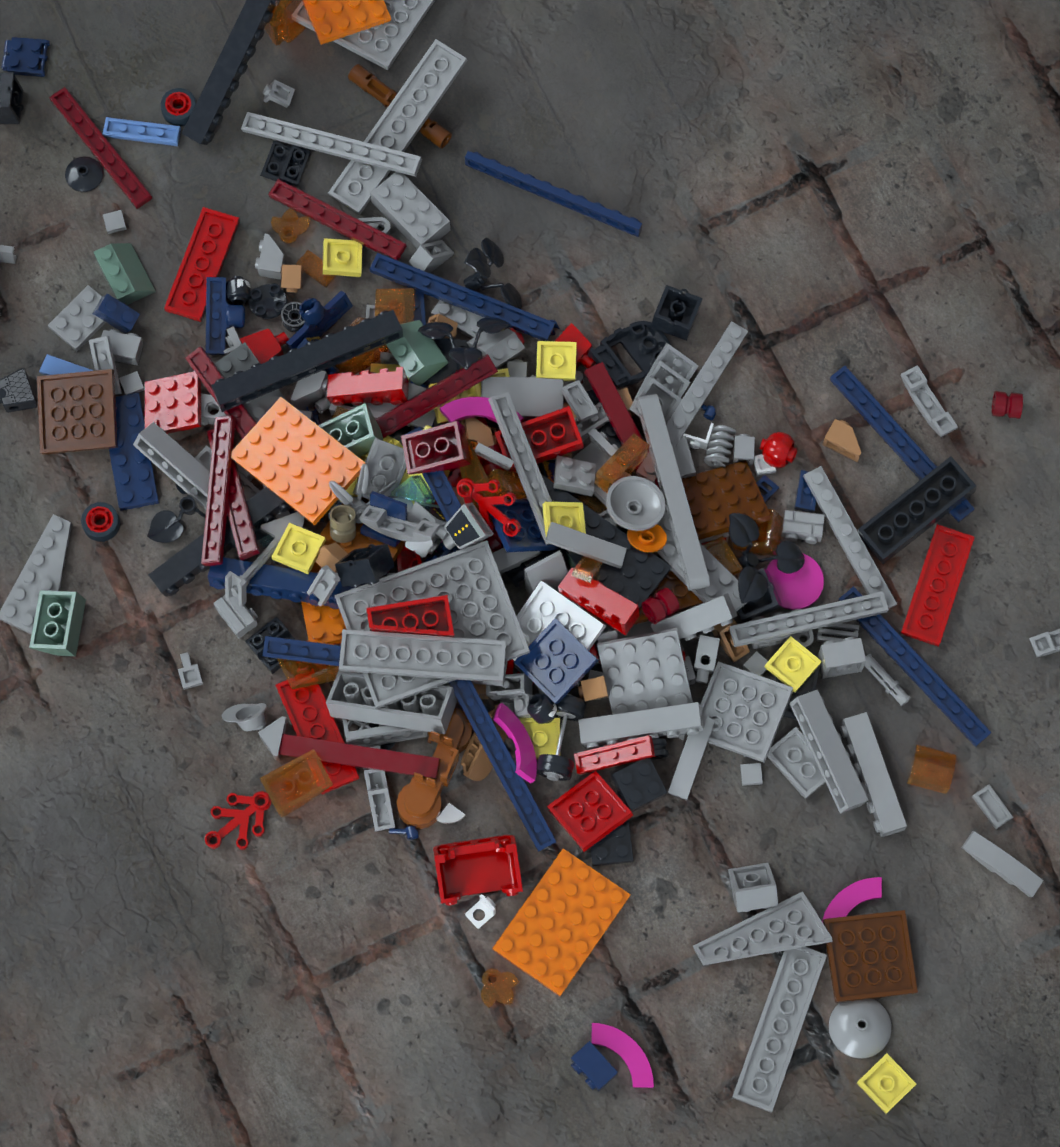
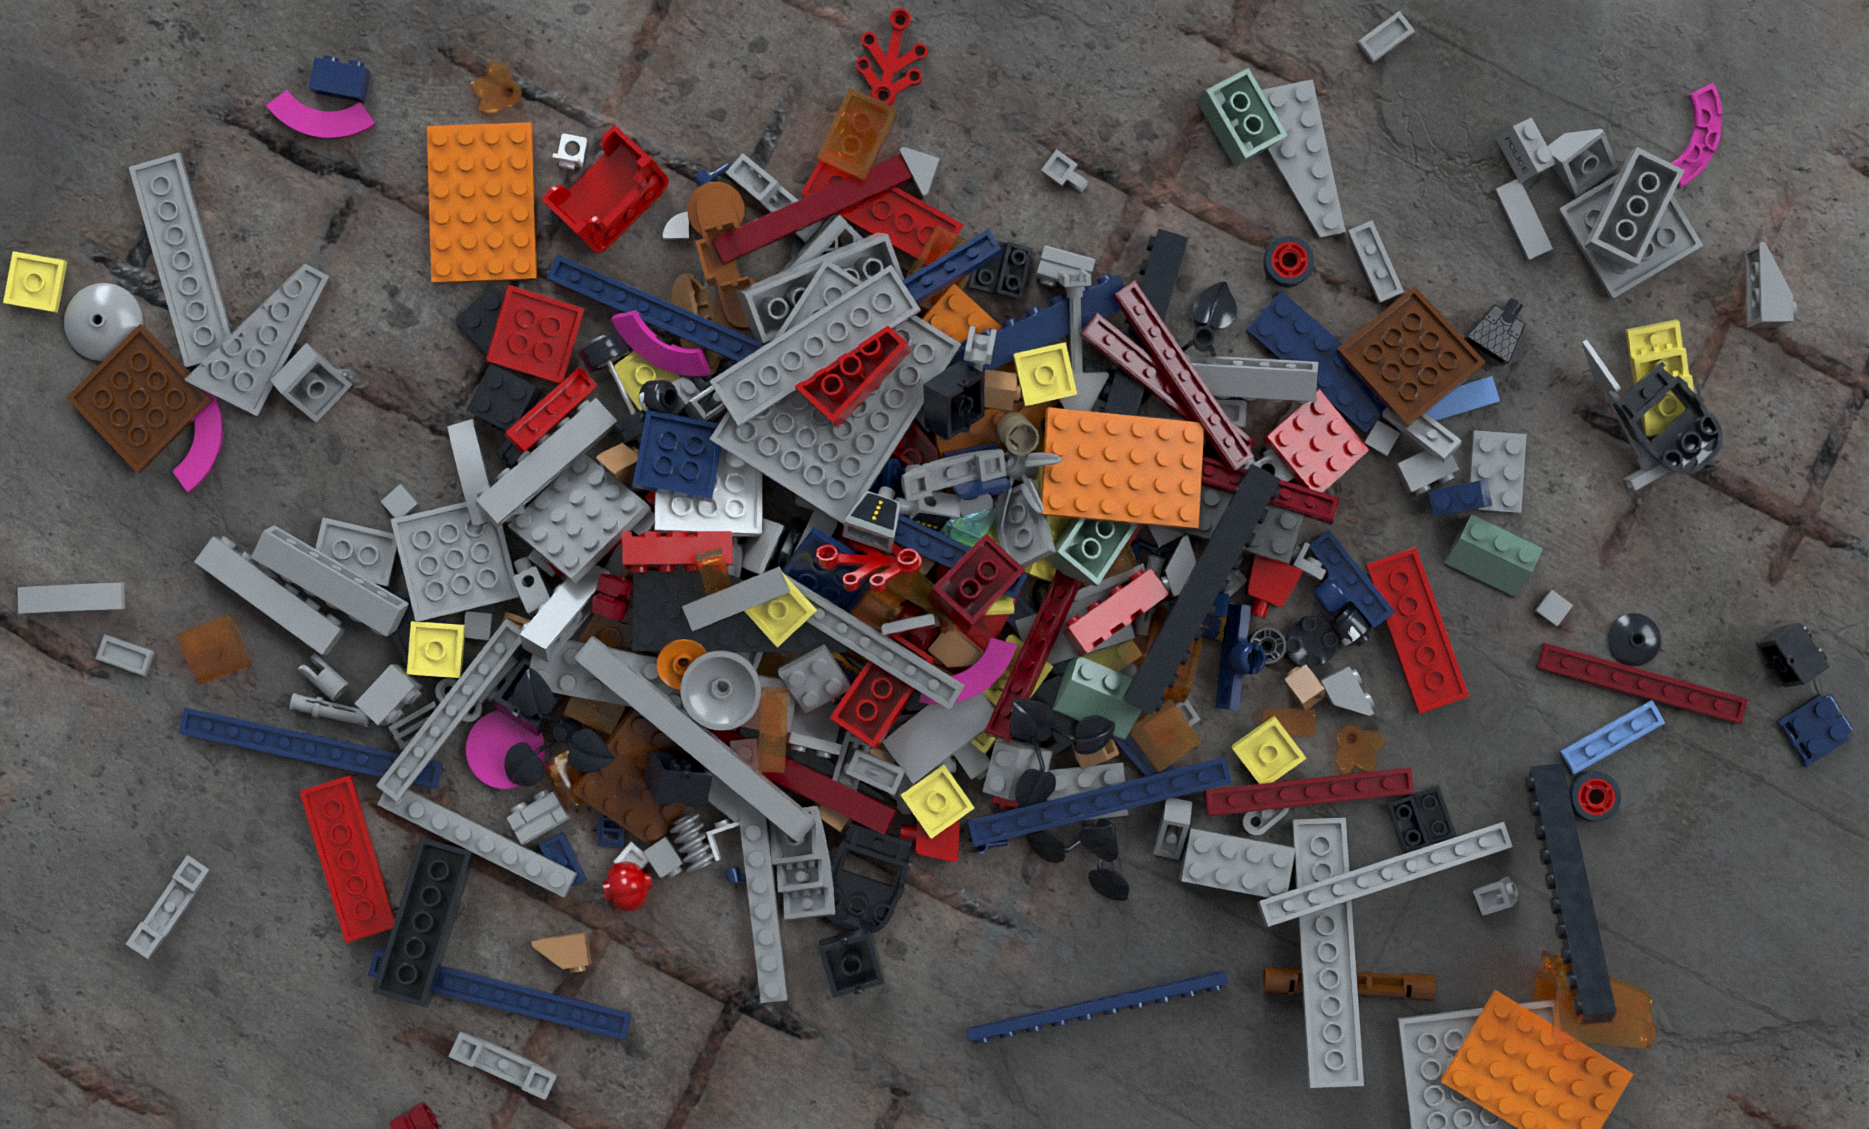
camera: 145 degrees right, 15 degrees up
(50, 484) = (1375, 261): none -> light grey plate
(247, 716) = (968, 169): light grey piece -> none
(701, 477) = (677, 778): none -> black brick
(874, 698) = (327, 681): none -> light grey hinge

